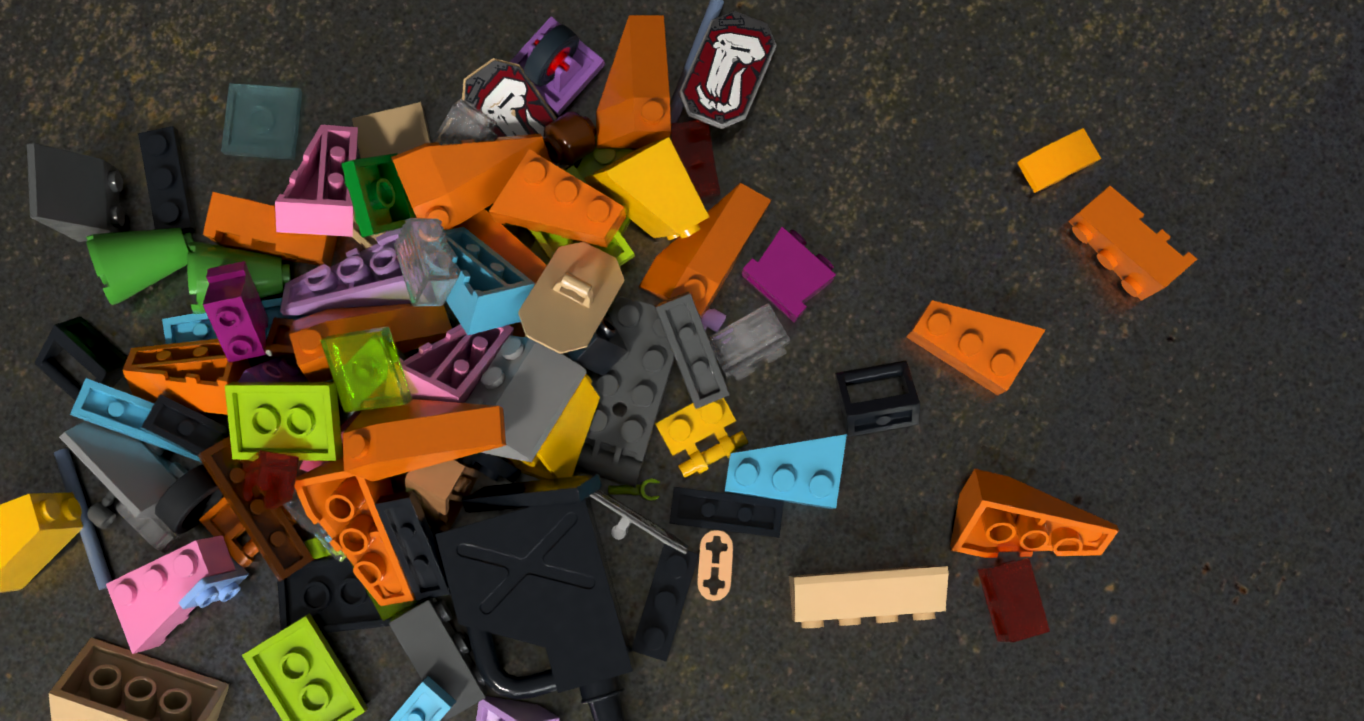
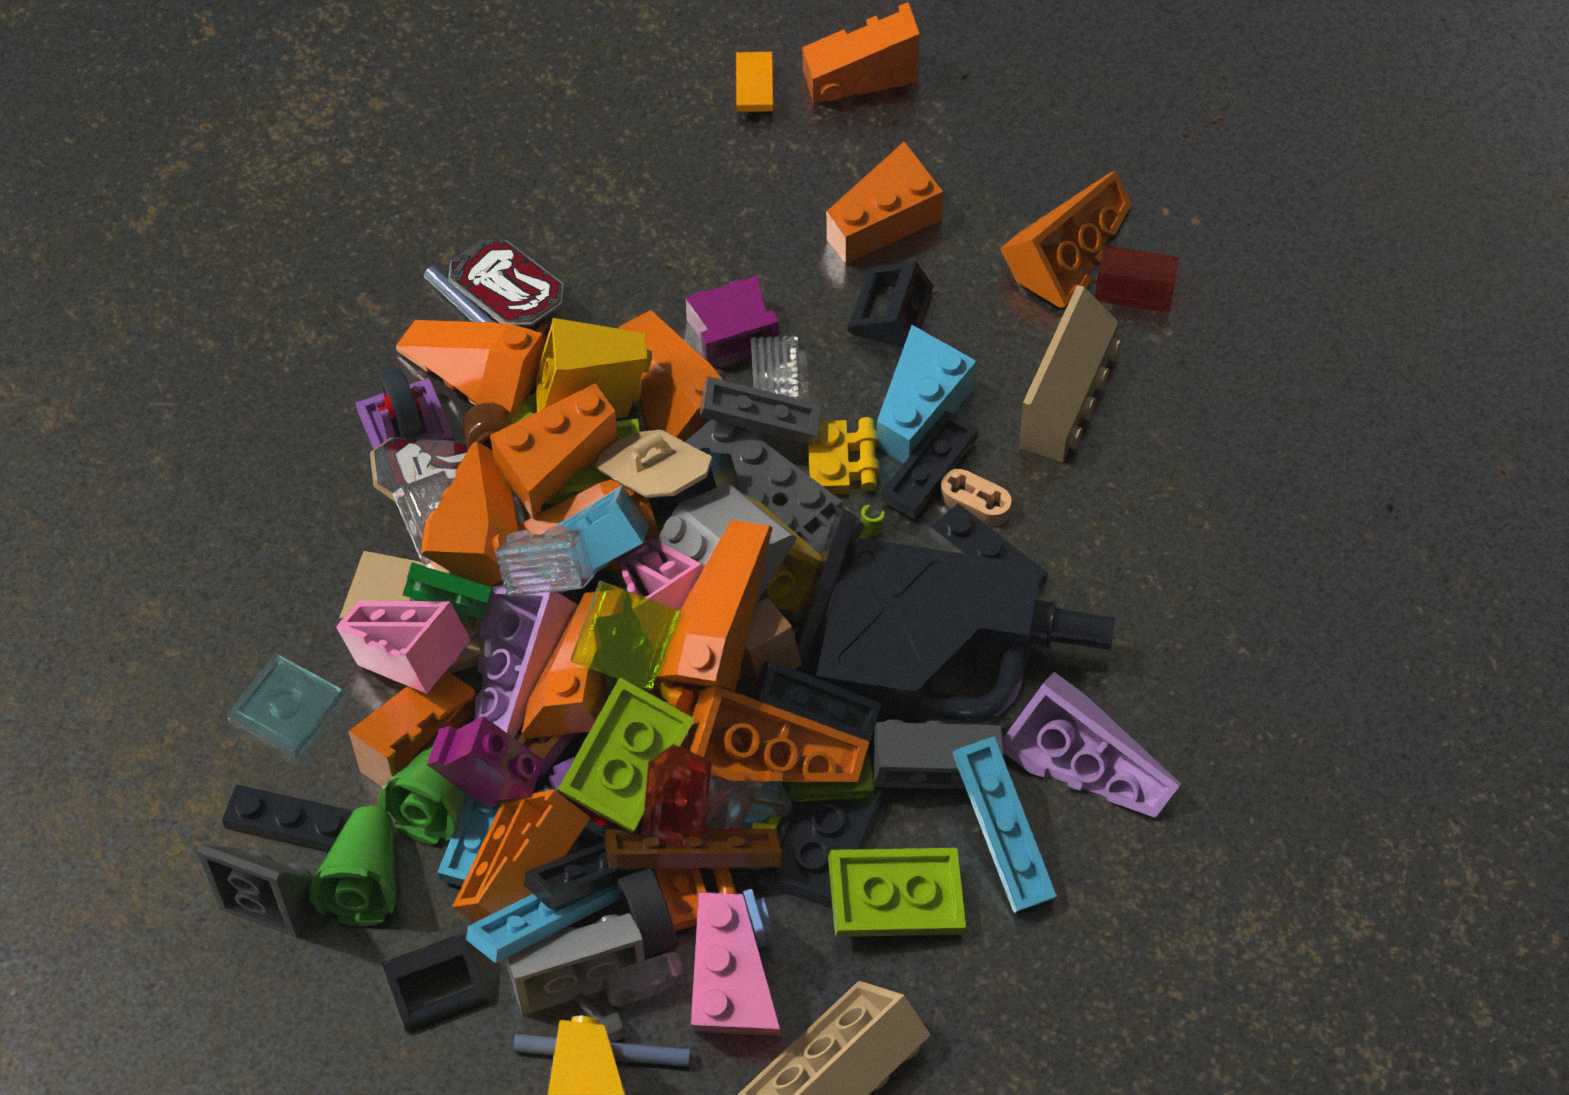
camera: 65 degrees left, 25 degrees down
(630, 516) = (907, 518): light grey shield -> none

